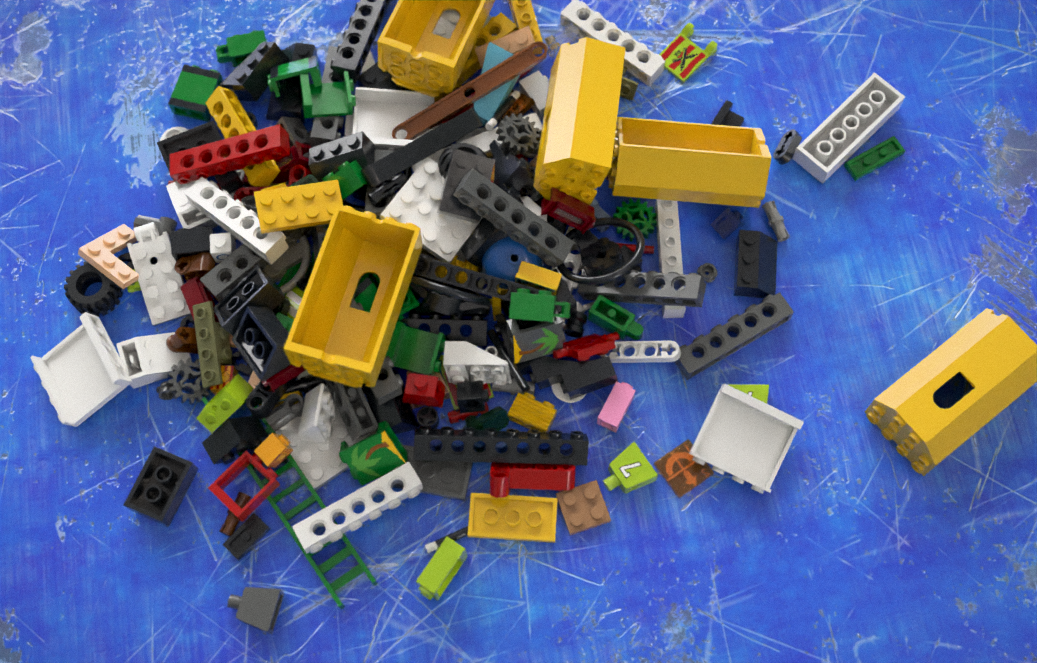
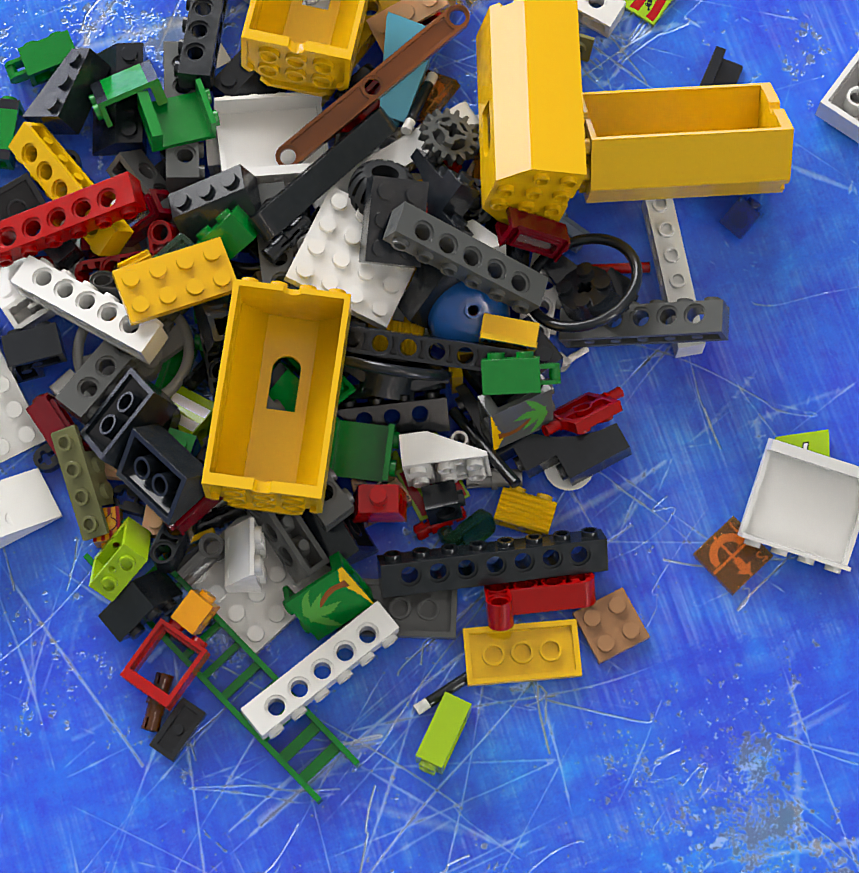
camera: 10 degrees left, 5 degrees up
(161, 486) = (53, 681): black brick -> none
(163, 391) = (33, 551): dark grey plate -> none
(183, 341) = (45, 481): reddish brown piece -> none
(187, 373) = (55, 524): dark grey gear -> none
(195, 265) = (42, 377): reddish brown piece -> none
(221, 246) = (75, 347): white brick -> none
(258, 607) = (210, 819): dark grey torso -> none
(426, 415) = (386, 535): black wheel -> none
(535, 87) = (459, 63): white brick -> none
(575, 324) = (565, 390): black wheel -> none
(614, 319) = (614, 369): green brick -> none
(616, 406) = (634, 486): bright pink brick -> none
(630, 470) = (664, 569): lime torso -> none
(636, 211) = (610, 223): green gear -> none
(639, 354) = (653, 405): white beam -> none
(707, 267) = (729, 283): dark grey plate -> none
(755, 264) = (786, 269): black slope -> none
(775, 305) = (722, 418): dark grey brick -> none
(776, 221) = (805, 205): light grey pin -> none
(787, 146) = (806, 99): black beam -> none

